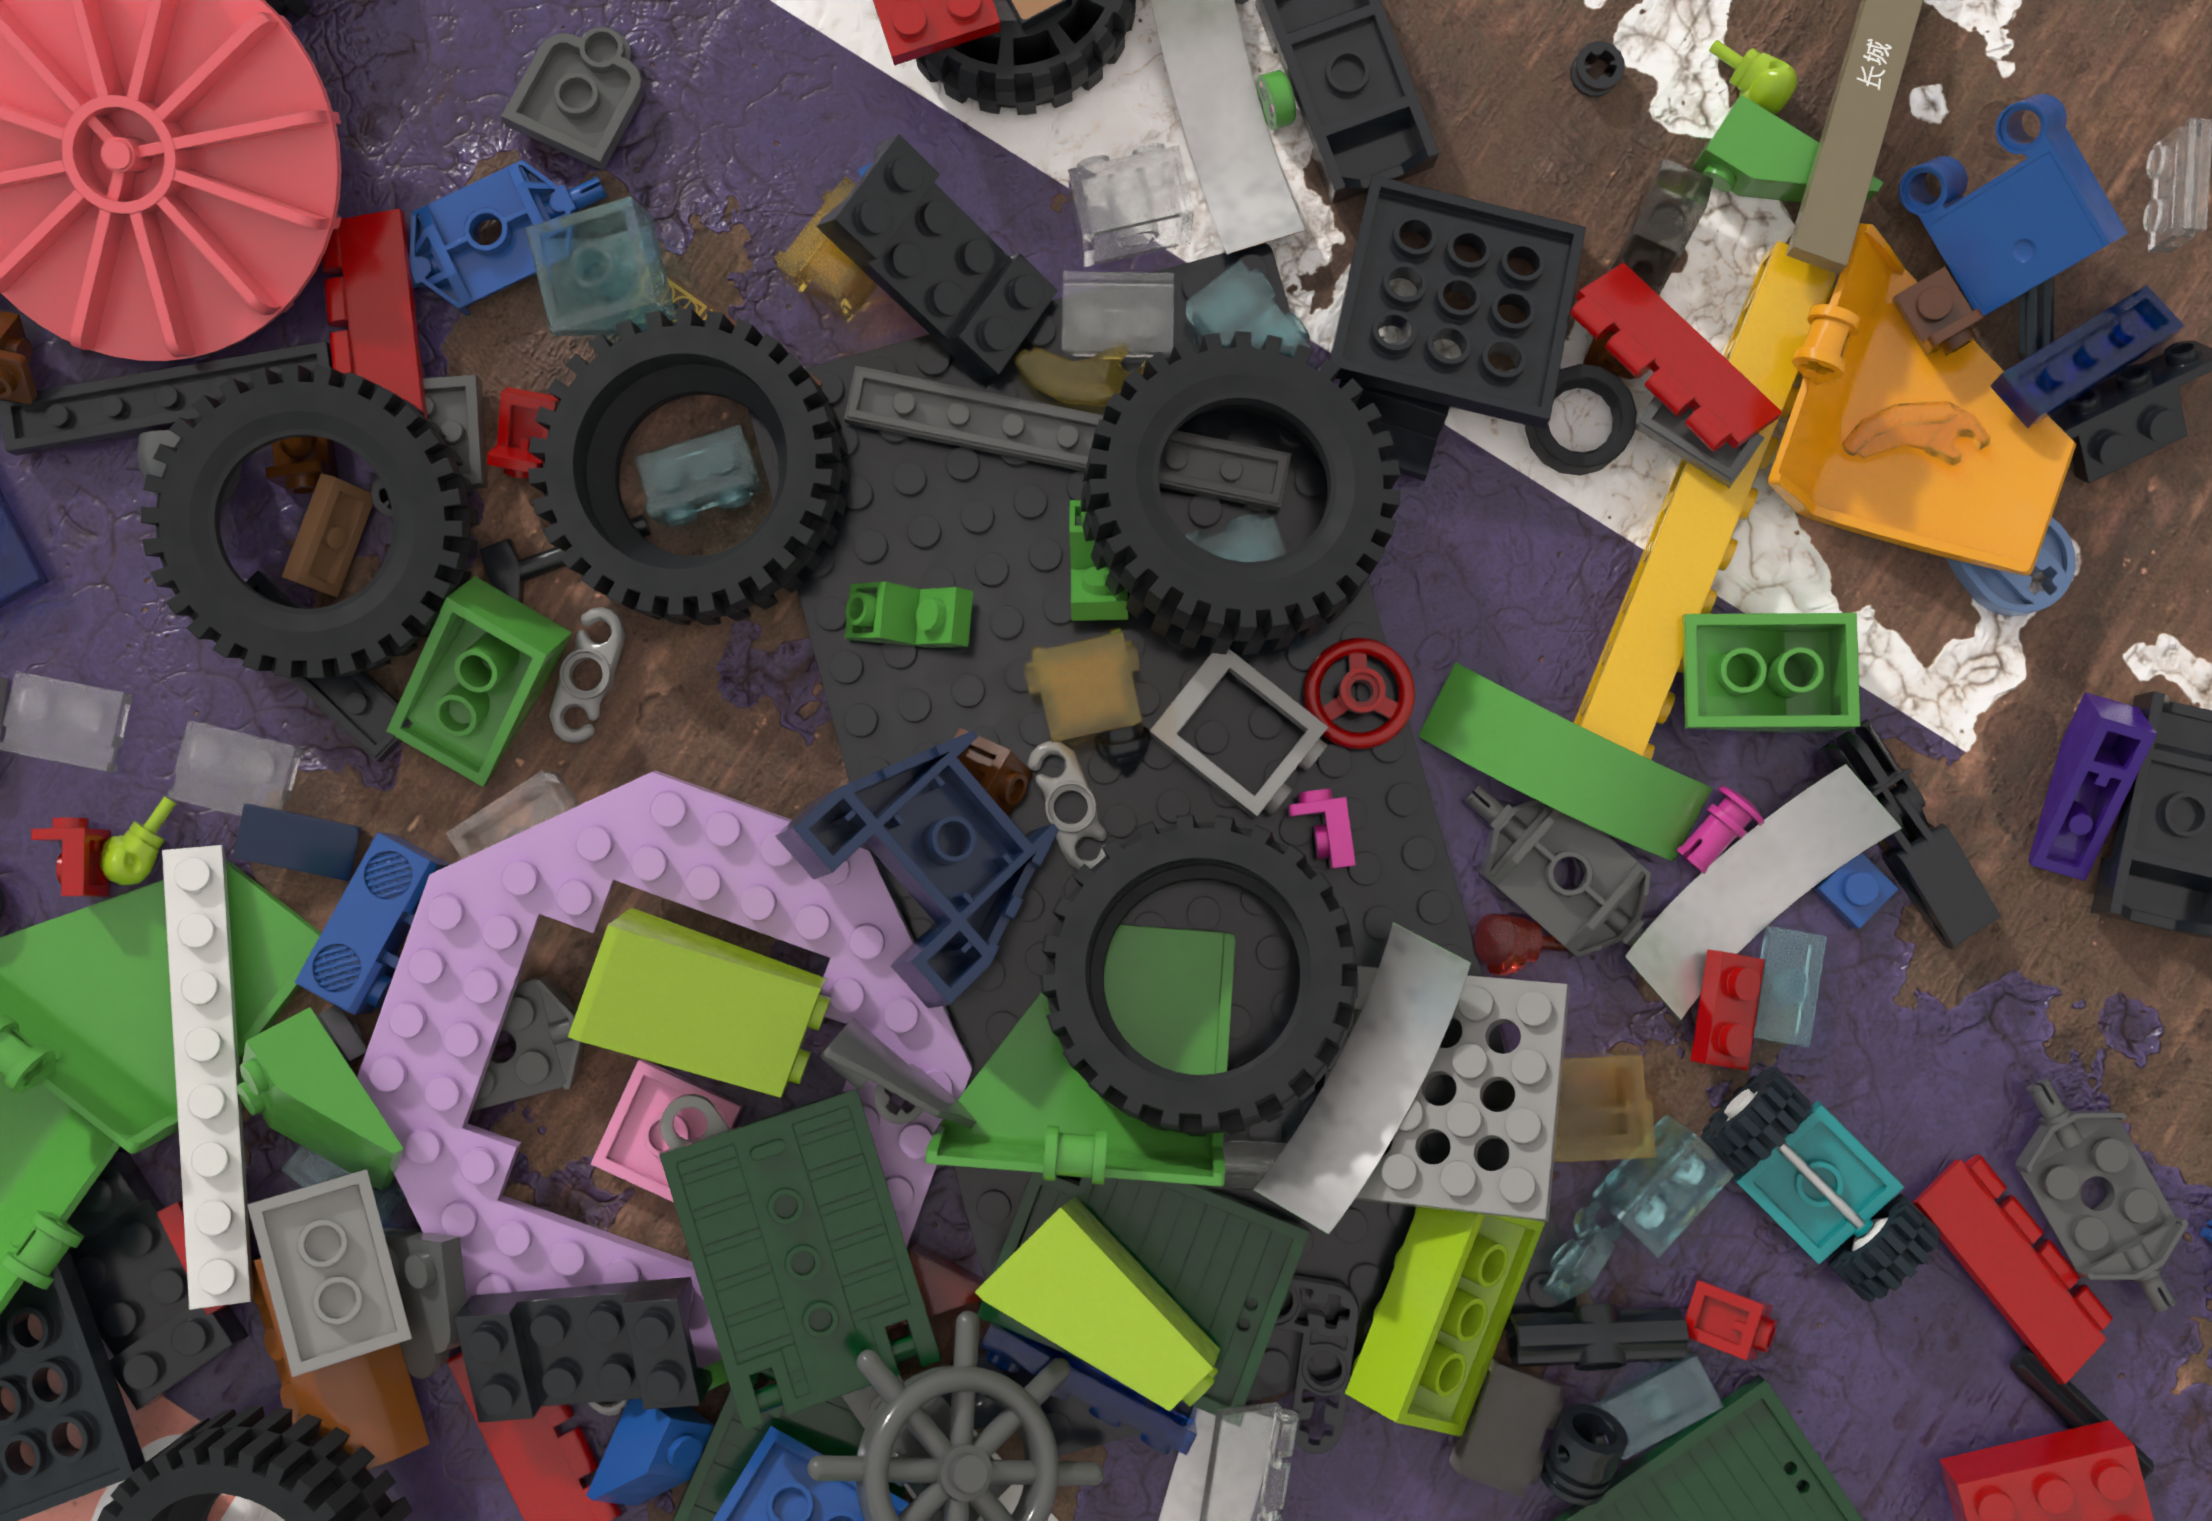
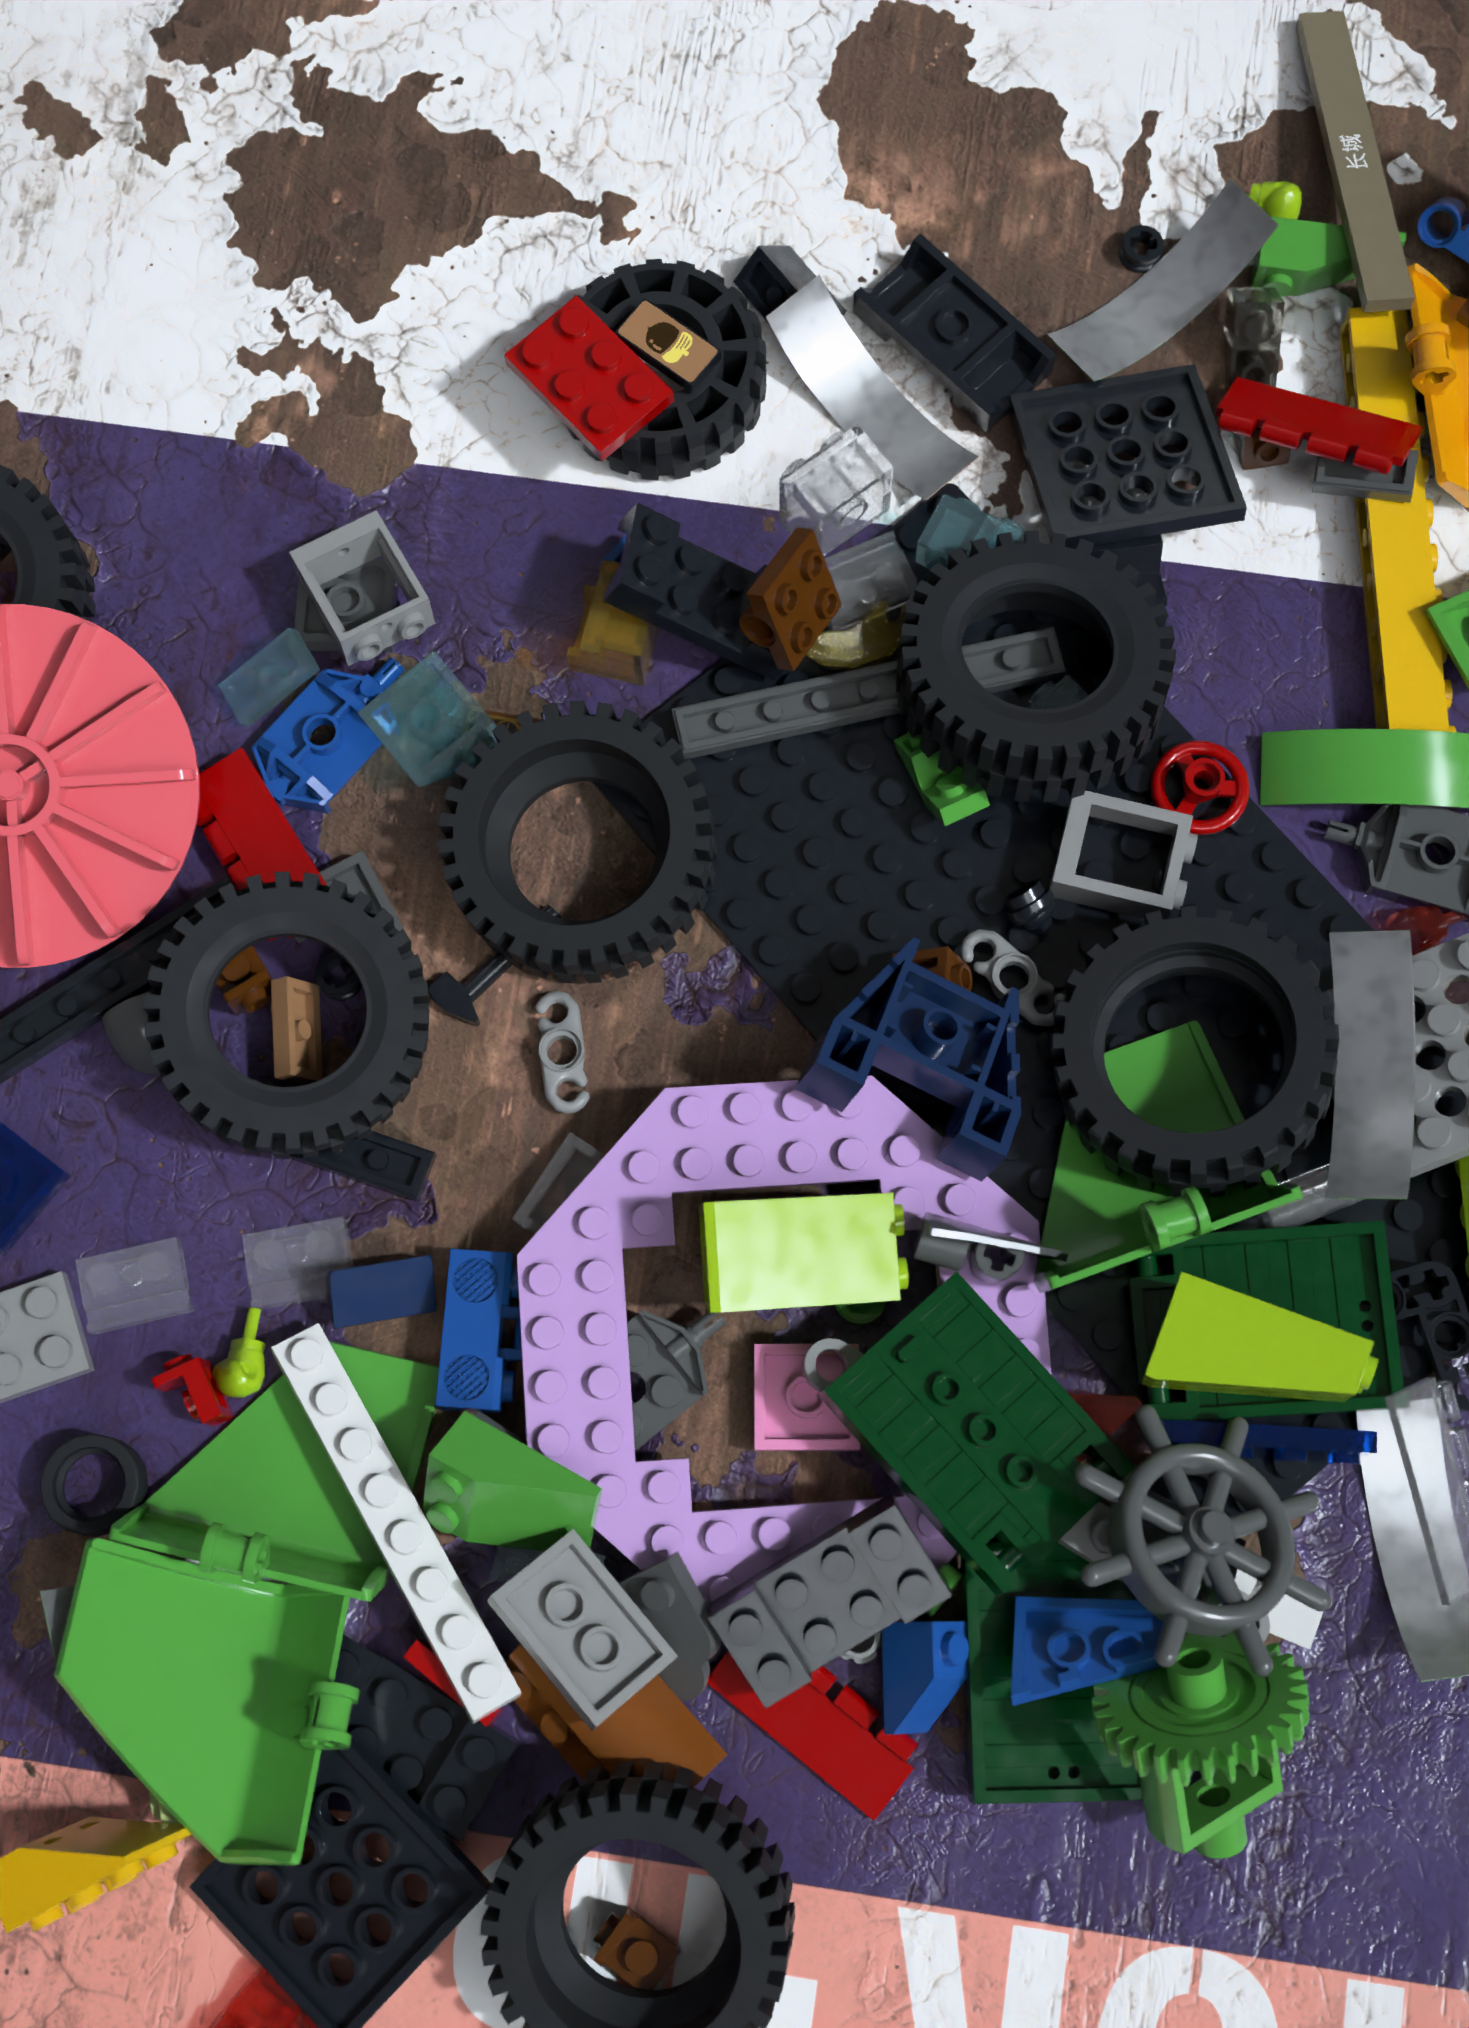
camera: 25 degrees left, 10 degrees down
(461, 143) = (269, 677): none -> clear light blue plate
(477, 679) = (474, 1094): bright green slope -> none
(515, 429) = (422, 879): red bracket -> none
(589, 42) = (344, 551): none -> light grey window
(698, 476) = (581, 854): clear light blue bracket -> none
(908, 615) = (806, 886): bright green slope -> none
(1018, 311) = (791, 601): none -> reddish brown plate
(1086, 685) = (982, 867): clear yellow plate -> none
(1276, 99) = (906, 371): bright green tile -> none
(1332, 837) = (1232, 891): dark pink bracket -> none
(1598, 133) = (1172, 289): none -> flat silver sticker
(1624, 416) = (1293, 487): black tyre -> none

